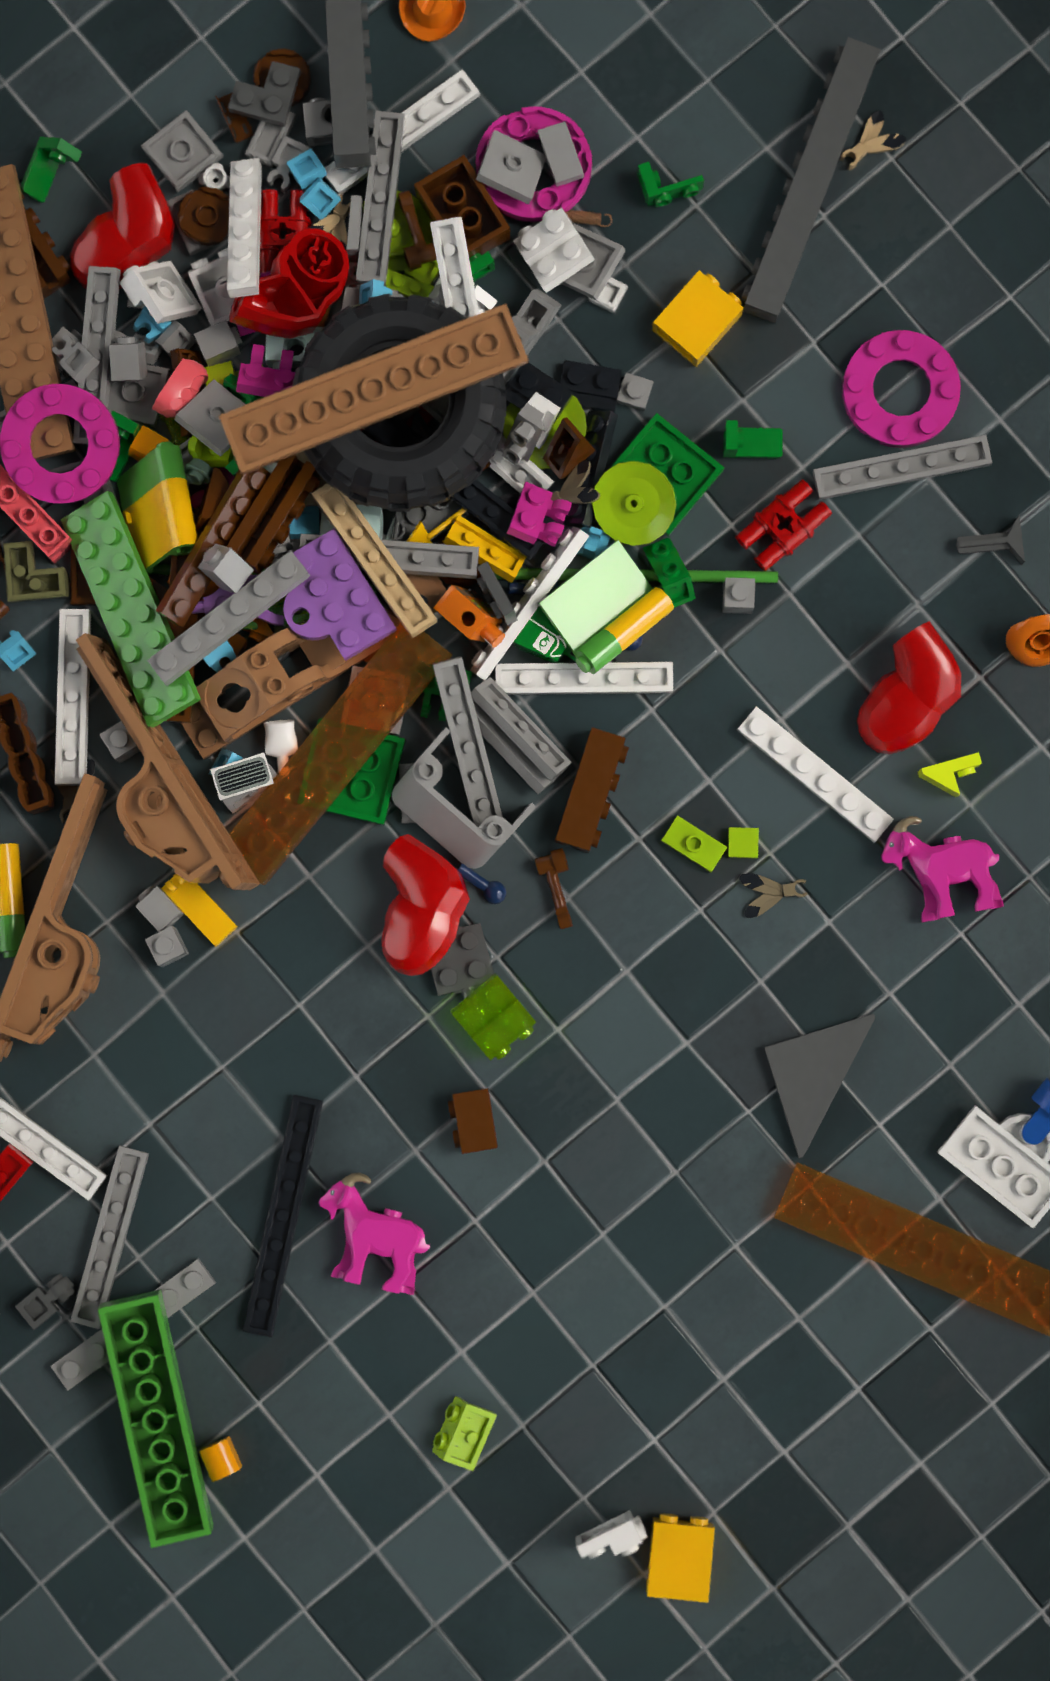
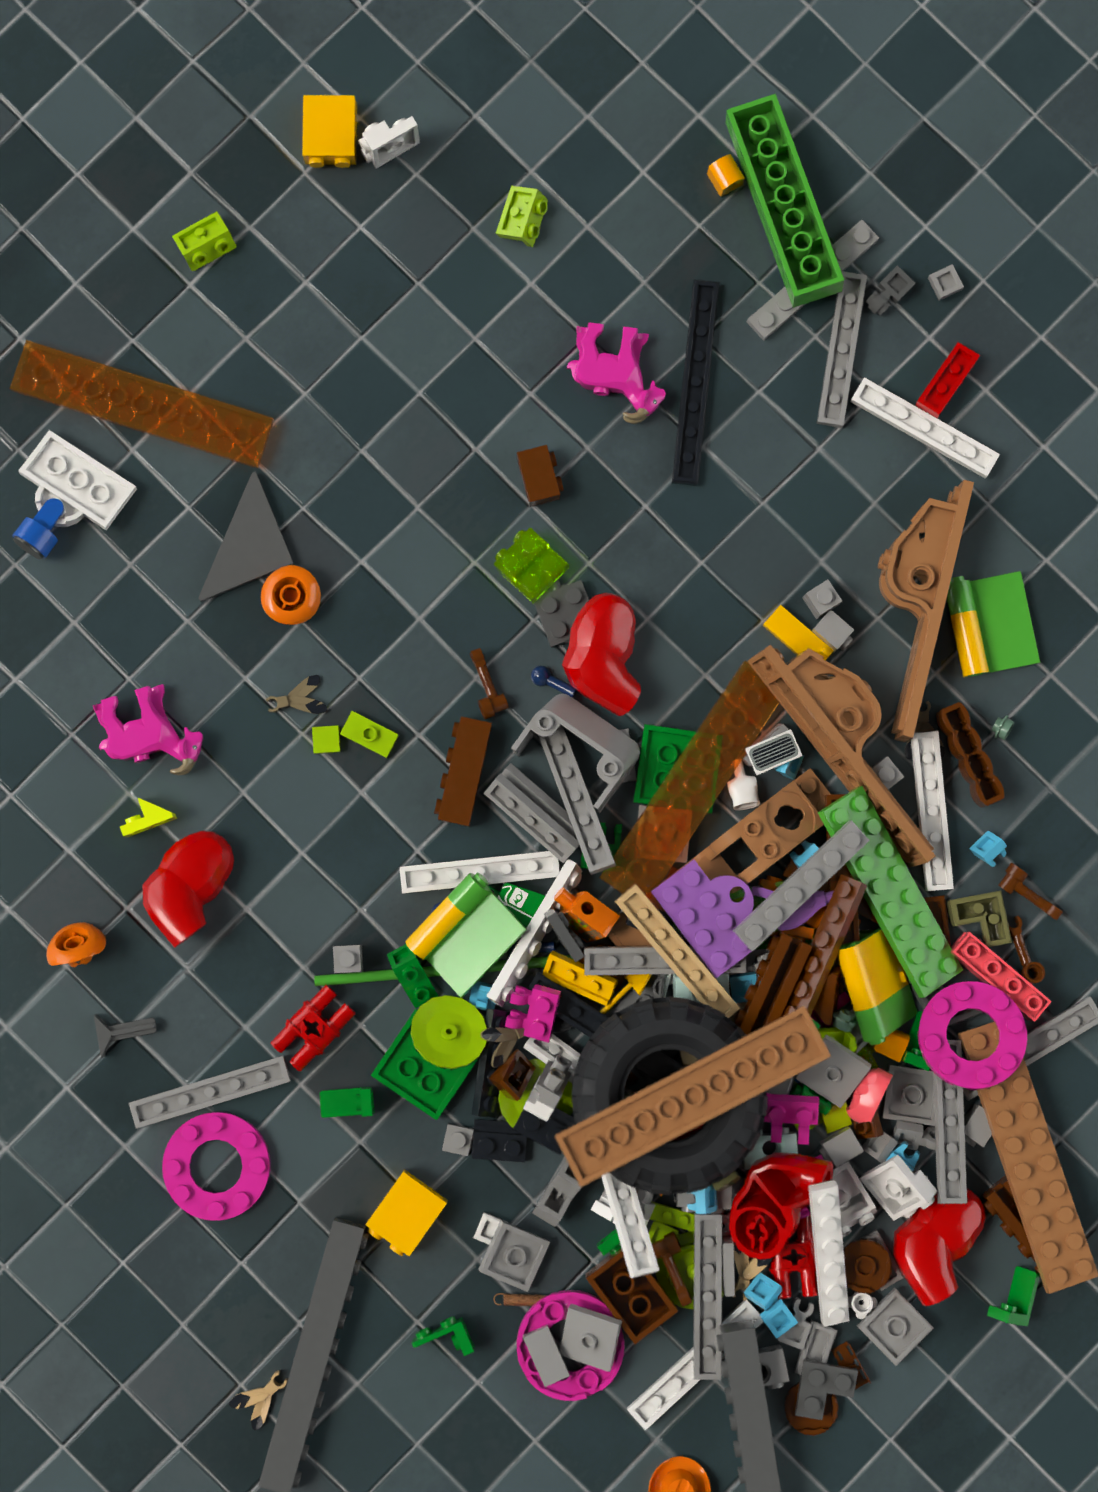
camera: 165 degrees right, 0 degrees up
(76, 359) = (966, 1114): light grey plate -> none
(127, 359) = (920, 1119): light grey brick -> none
(225, 568) = (809, 929): light grey brick -> none
(553, 249) = (544, 1264): white plate -> none
(770, 1008) = (290, 595): none -> orange hat
(815, 774) = (267, 806): white plate -> none
(838, 1438) = (204, 241): none -> lime bracket

